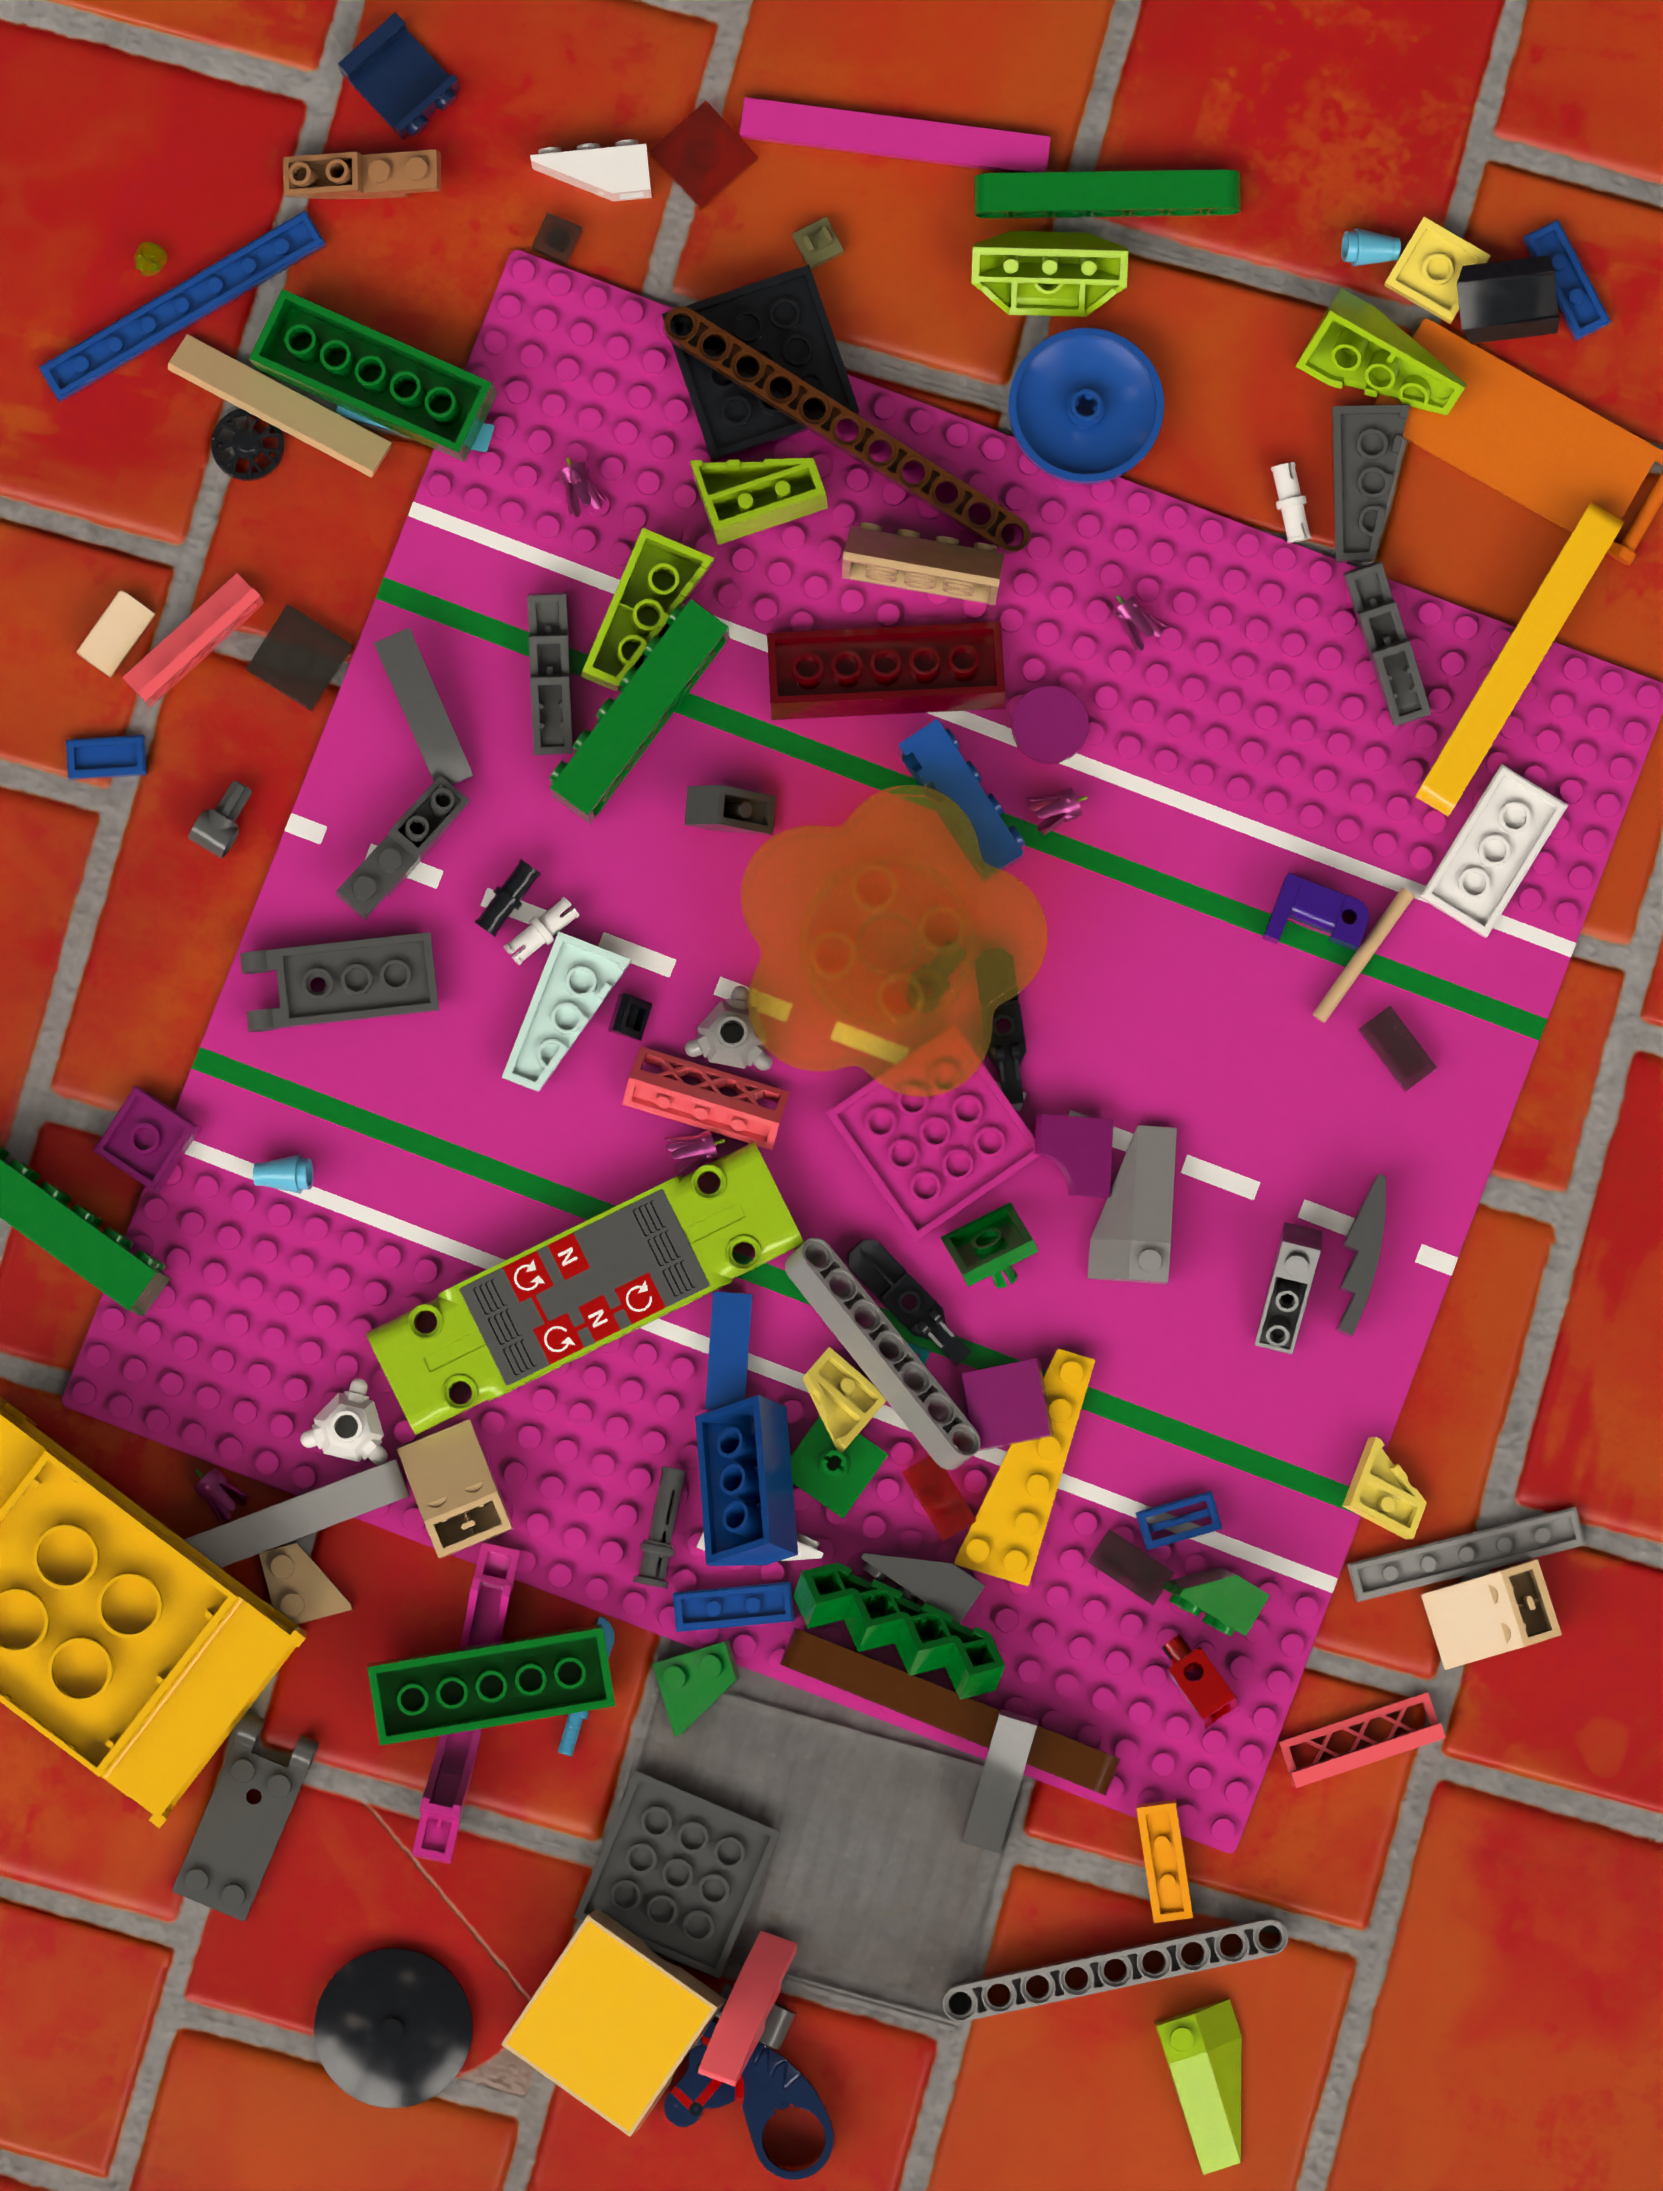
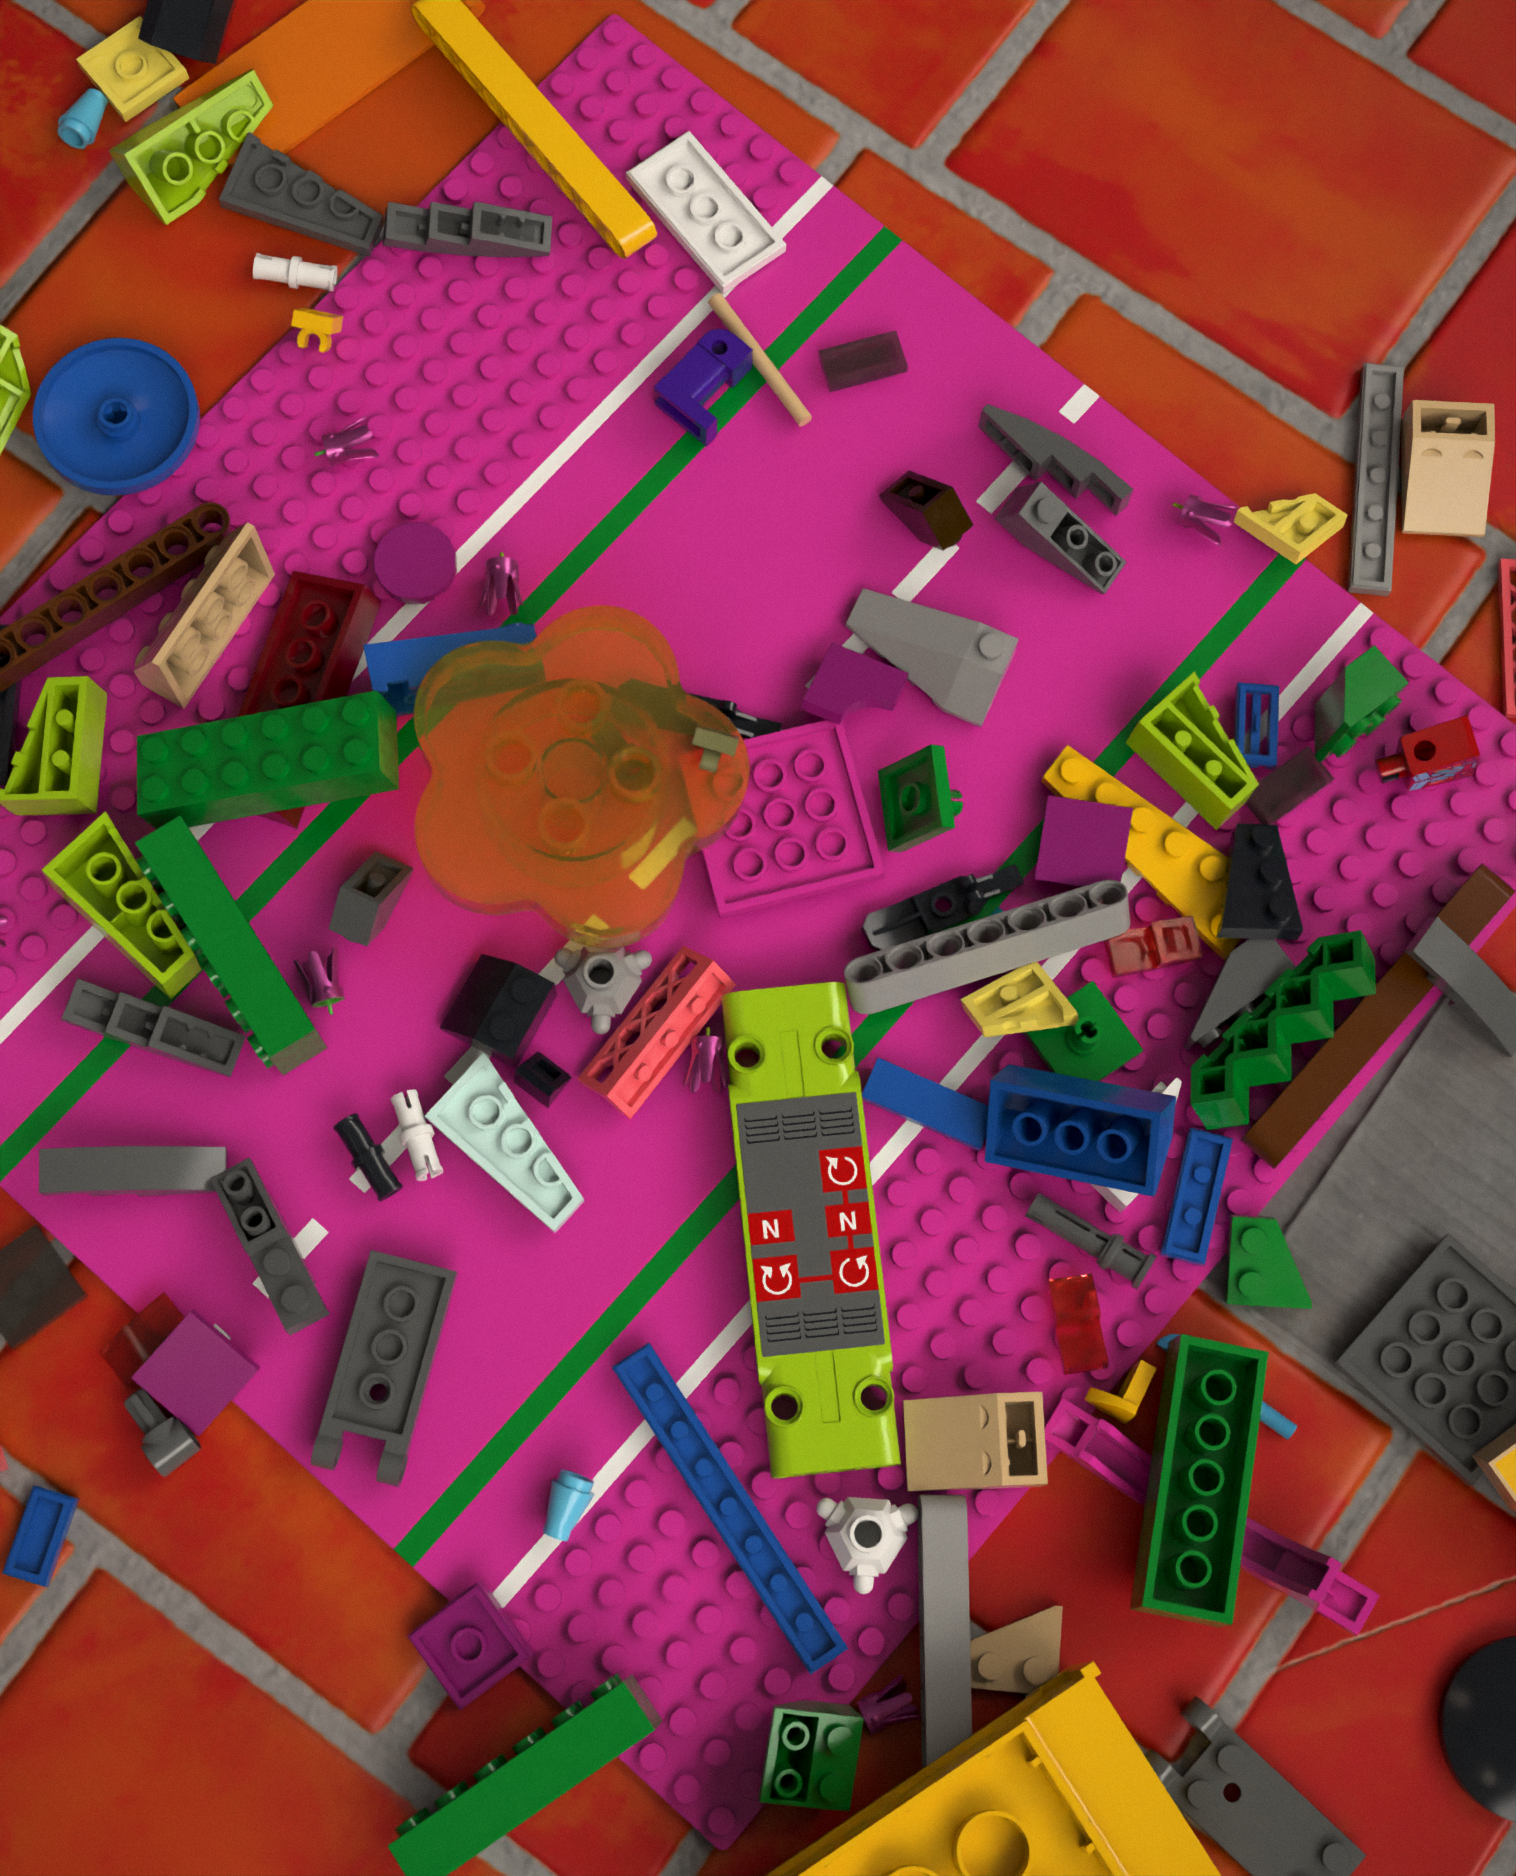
camera: 70 degrees left, 10 degrees down
(158, 1444) = (811, 1755): none -> green slope
(279, 829) = (195, 1372): none -> magenta tile
(293, 776) = (141, 1337): none -> clear red slope
(331, 1307) = (730, 1508): none -> blue tile
(543, 1606) = (1126, 1403): none -> yellow tile
(587, 1542) = (1078, 1324): none -> clear red slope
(635, 798) = (321, 989): none -> flat silver piece
(674, 957) = (500, 1008): none -> black slope
(808, 677) = (268, 761): none -> green brick
(952, 1055) = (714, 744): none -> olive tile
(1021, 1568) = (1258, 887): none -> black wing
(1125, 1472) = (1194, 754): none -> lime wedge
(1242, 546) = (318, 323): none -> yellow tile
(1269, 1158) = (928, 509): none -> dark brown slope
(1360, 1407) = (1197, 510): none -> flat silver piece

